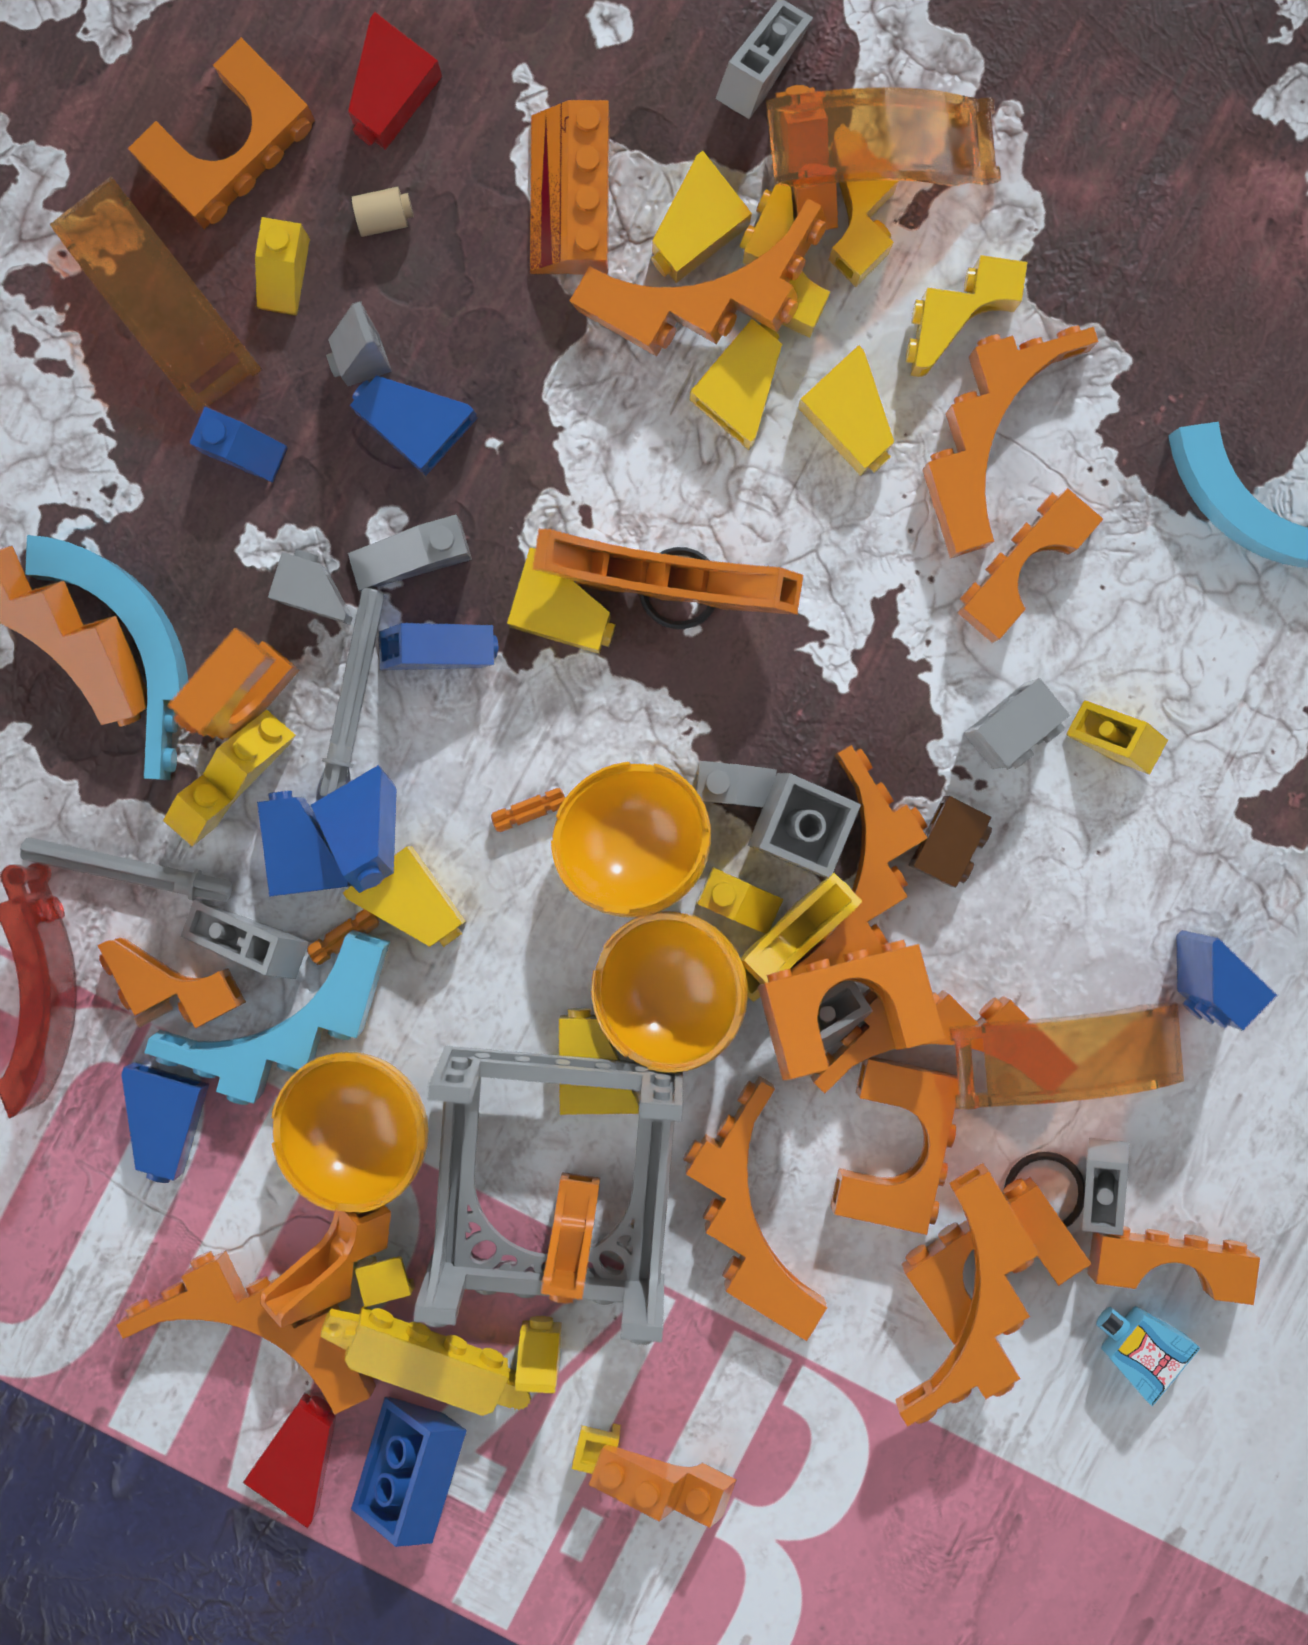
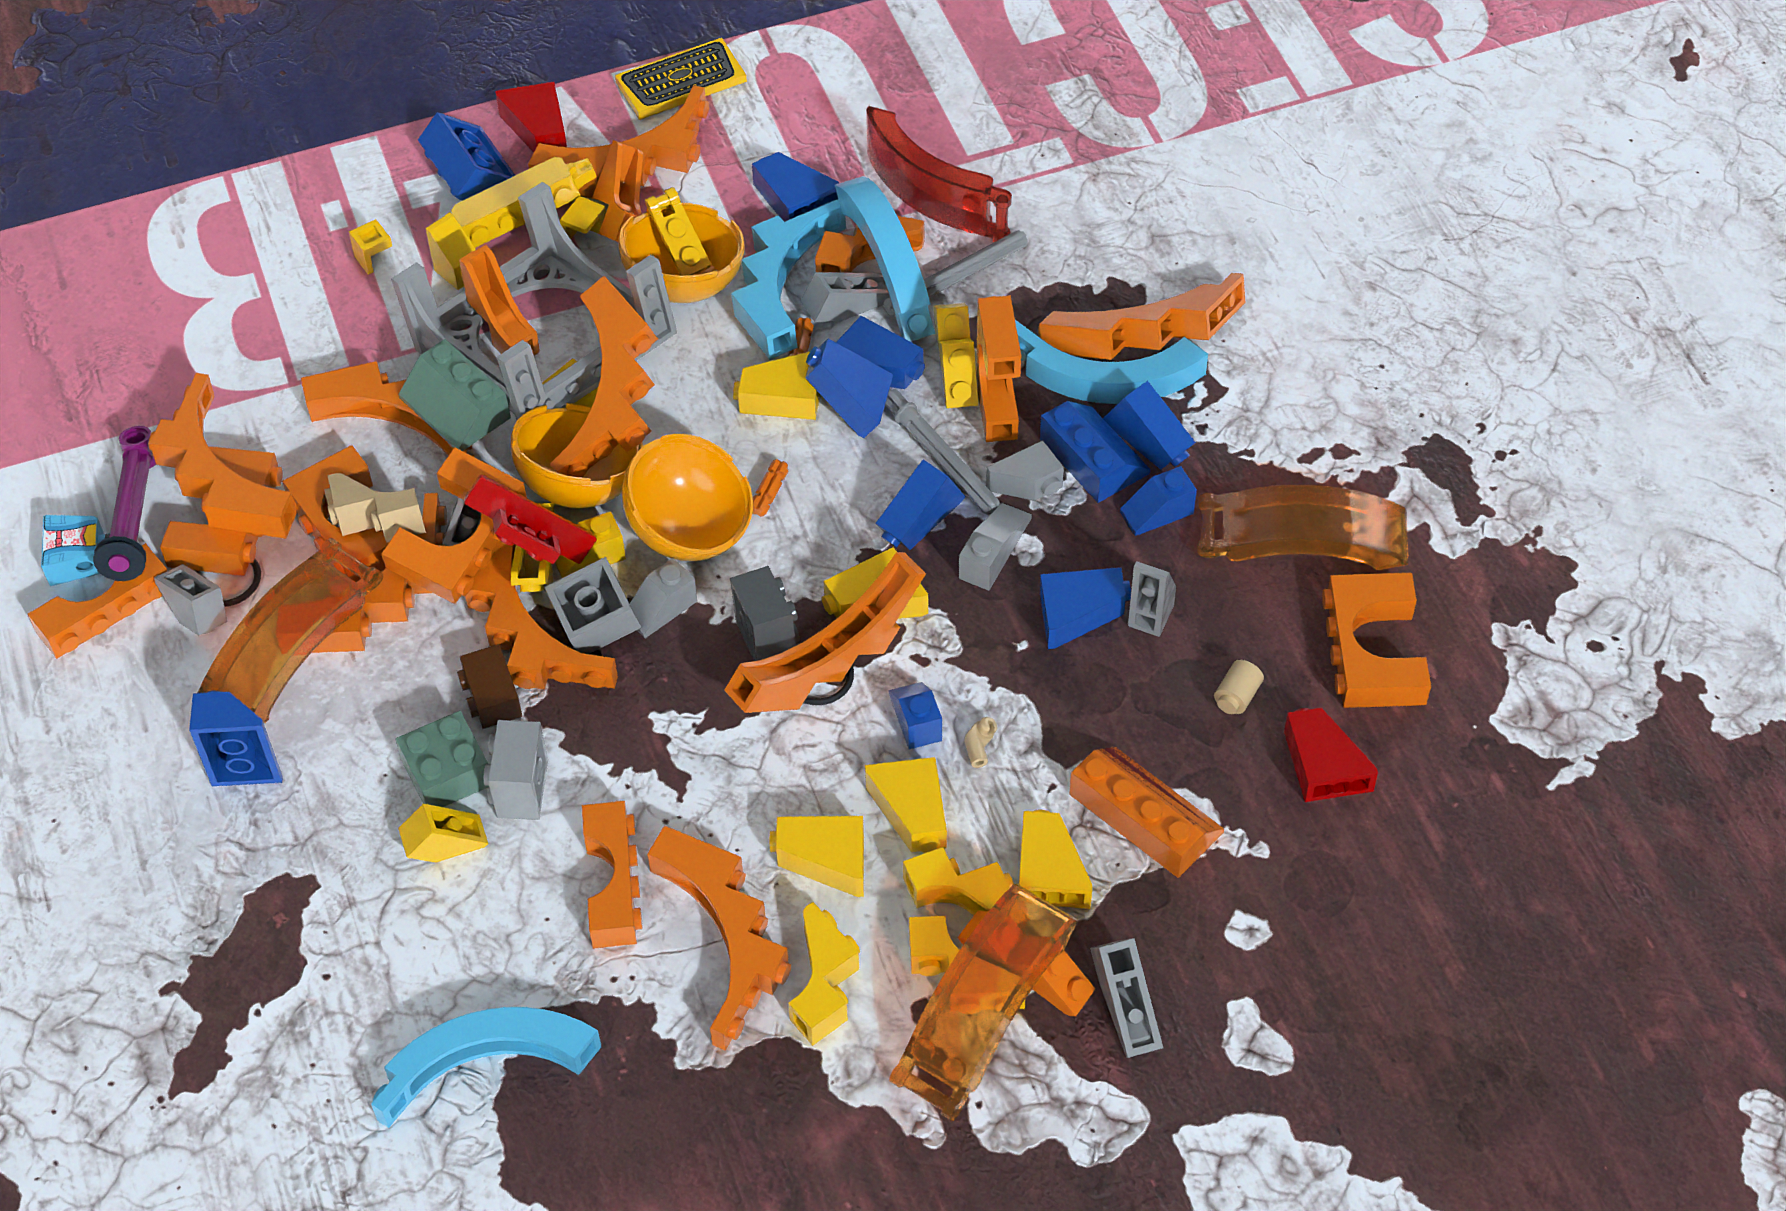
camera: 125 degrees right, 35 degrees down
(113, 1375) = (670, 79): none -> tile
(160, 523) = (1150, 427): none -> blue slope
(168, 939) = (879, 224): none -> medium azure arch
(228, 556) = (1091, 450): none -> blue slope
(280, 265) = (1258, 610): yellow slope -> none
(332, 1156) = (678, 233): none -> yellow plate
(523, 1059) = (621, 383): none -> orange arch
(627, 391) = (977, 739): none -> tan arm
(648, 462) = (917, 714): none -> blue slope
(661, 1487) = (315, 245): orange arch -> none
(682, 663) = (763, 613): none -> dark grey brick
(708, 308) = (1005, 778): orange arch -> none
(711, 1168) = (454, 396): none -> sand green slope
(804, 933) = (528, 523): none -> red bracket
(907, 1126) = (361, 508): none -> tan arch
(1056, 803) = (443, 760): none -> sand green brick
(1076, 1341) = (121, 555): none -> magenta piece

